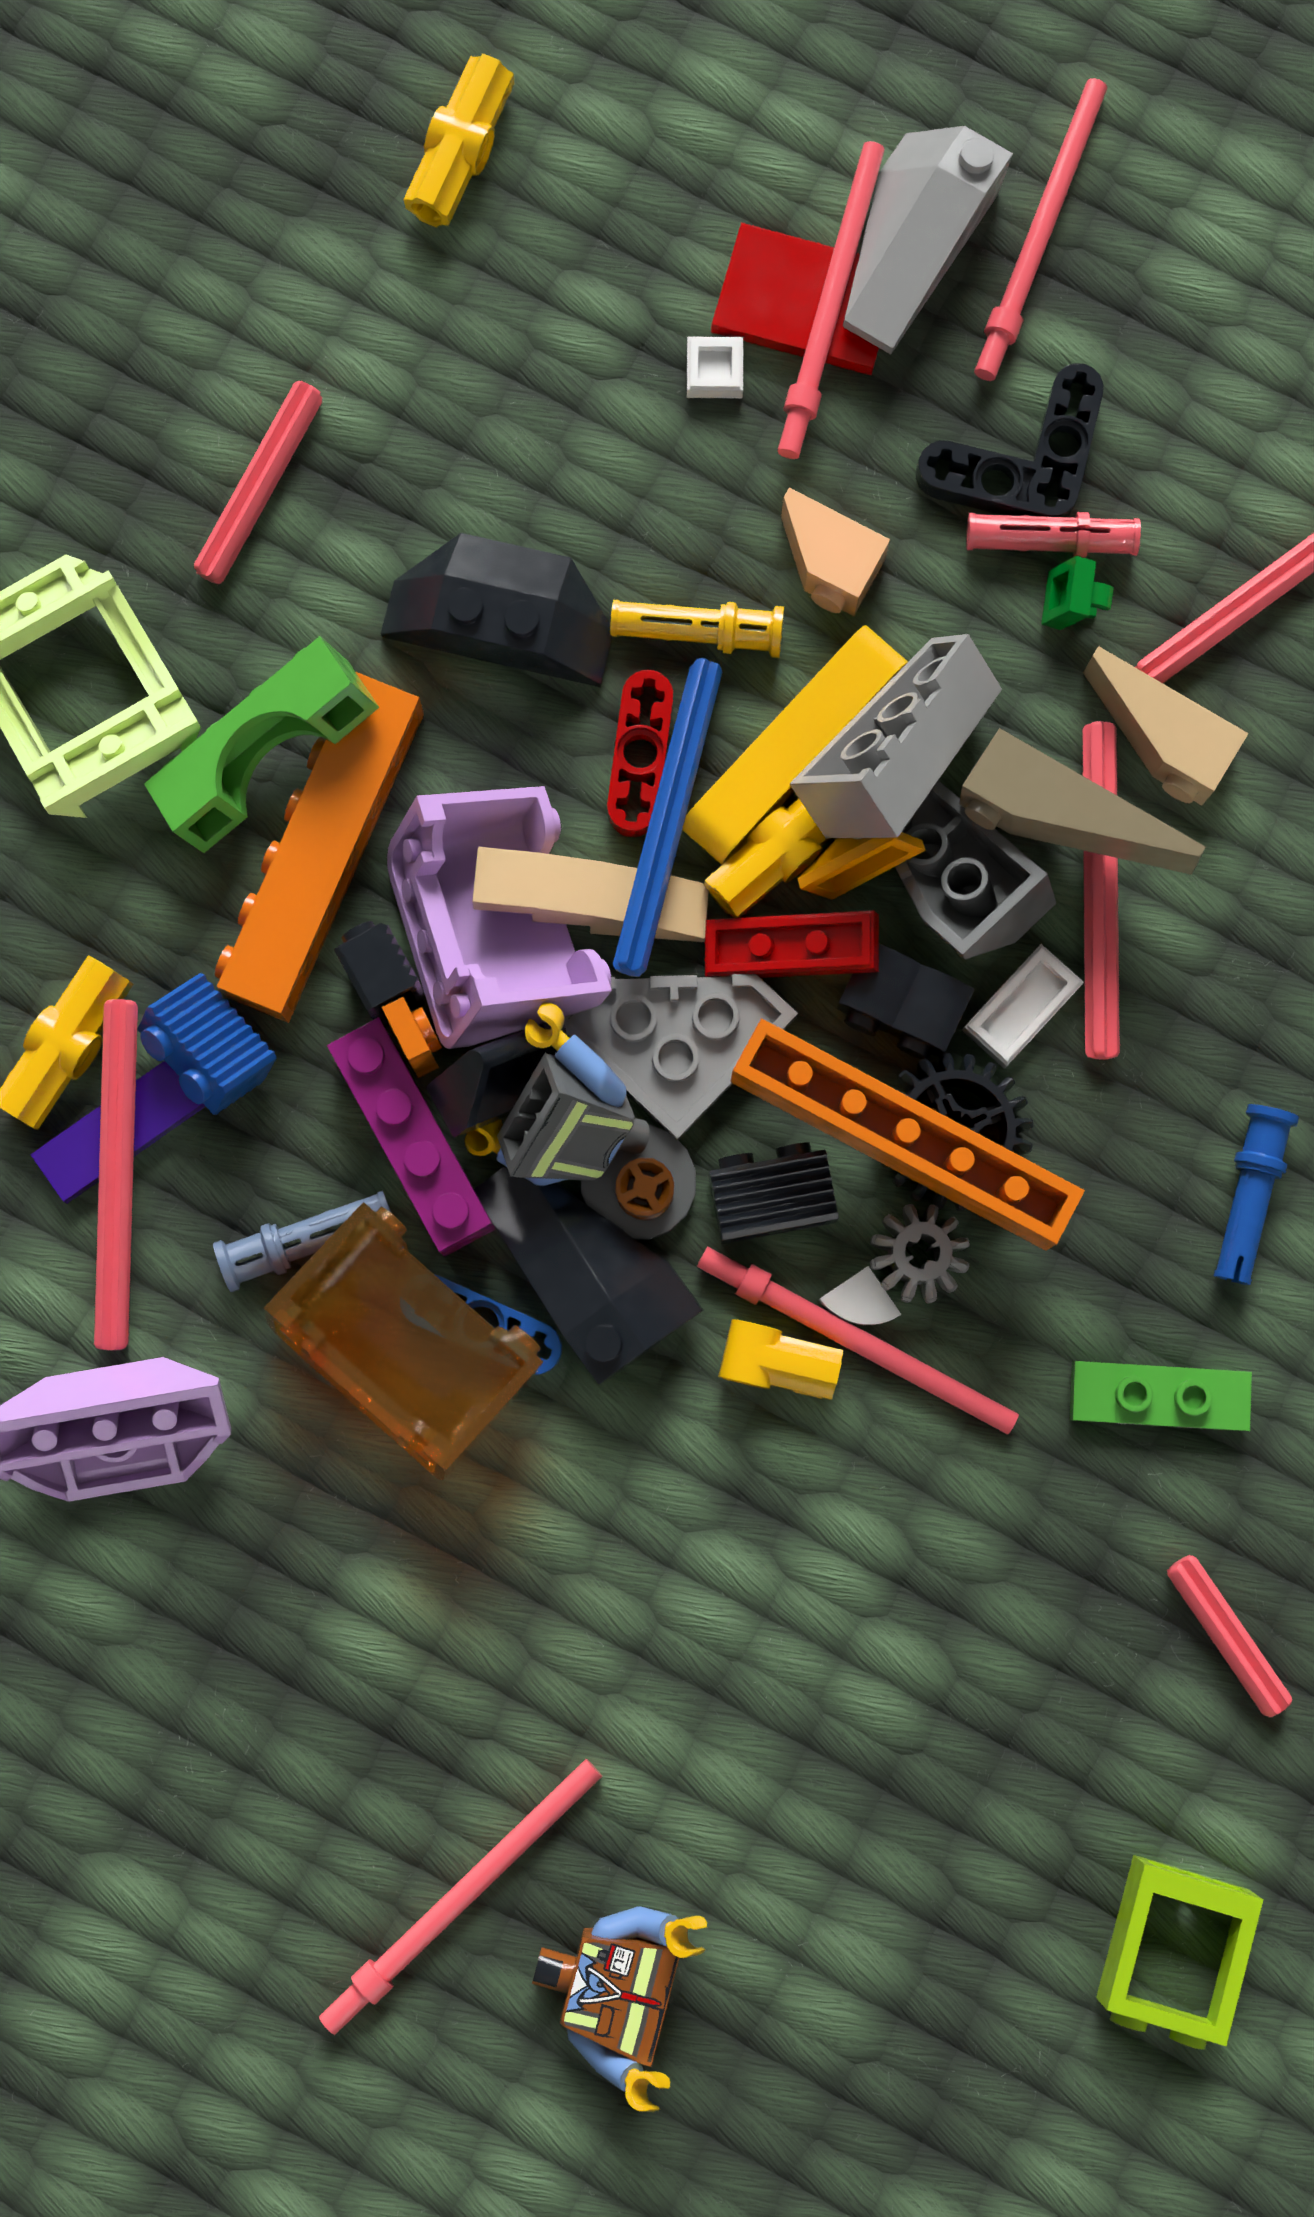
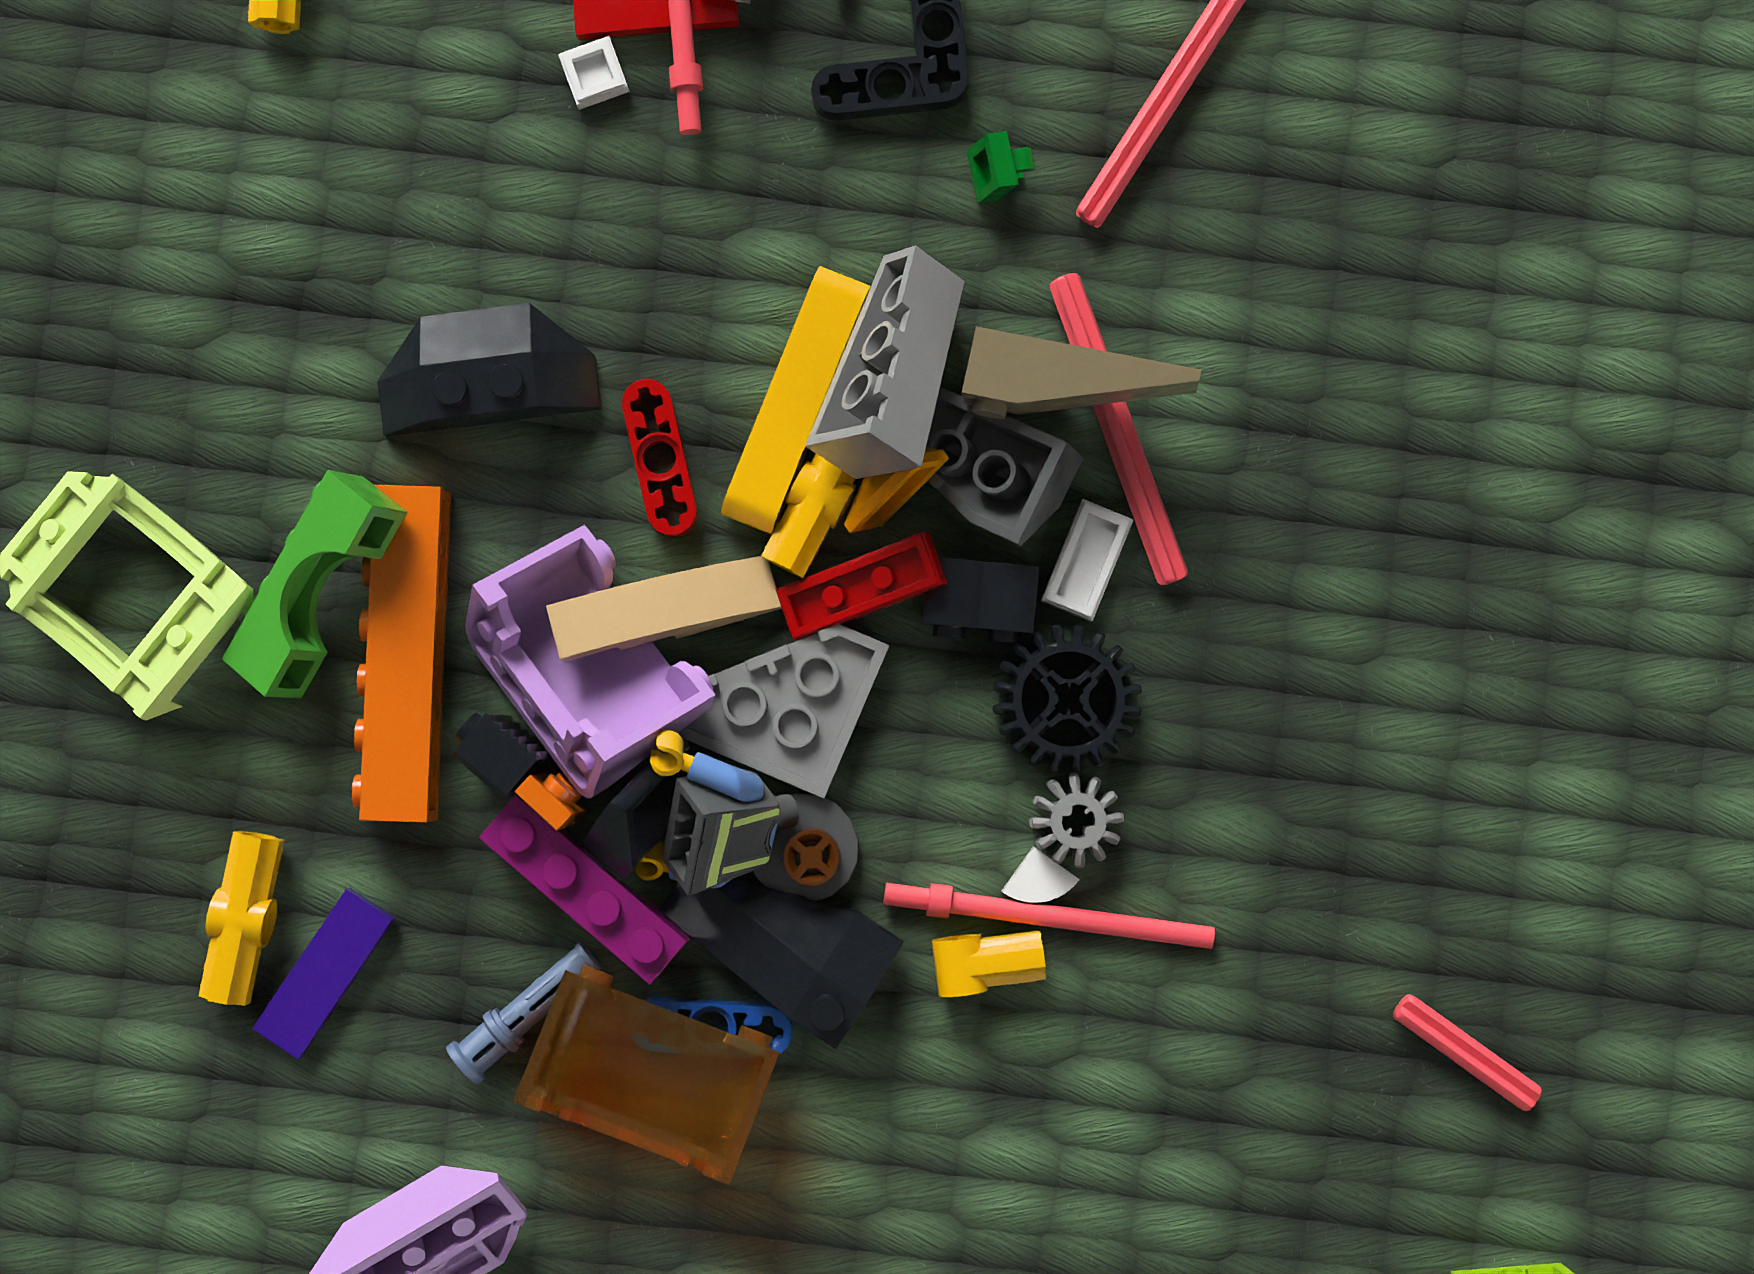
camera: 20 degrees left, 5 degrees up
(116, 1174) = (335, 1018): coral axle -> none
(205, 1044) = (369, 873): blue brick -> none
(258, 482) = (218, 336): coral axle -> none
(629, 618) = (603, 337): yellow pin -> none
(667, 818) = (707, 512): blue axle -> none
(773, 1193) = (926, 816): black brick -> none
(832, 553) = (765, 210): light nougat slope -> none
(906, 1135) = (1027, 729): orange brick -> none
(1054, 534) = (959, 116): coral pin -> none
(1160, 1396) = (1333, 864): bright green plate -> none
(1169, 732) = (1130, 263): tan slope -> none
(1259, 1167) = (1348, 628): blue pin -> none

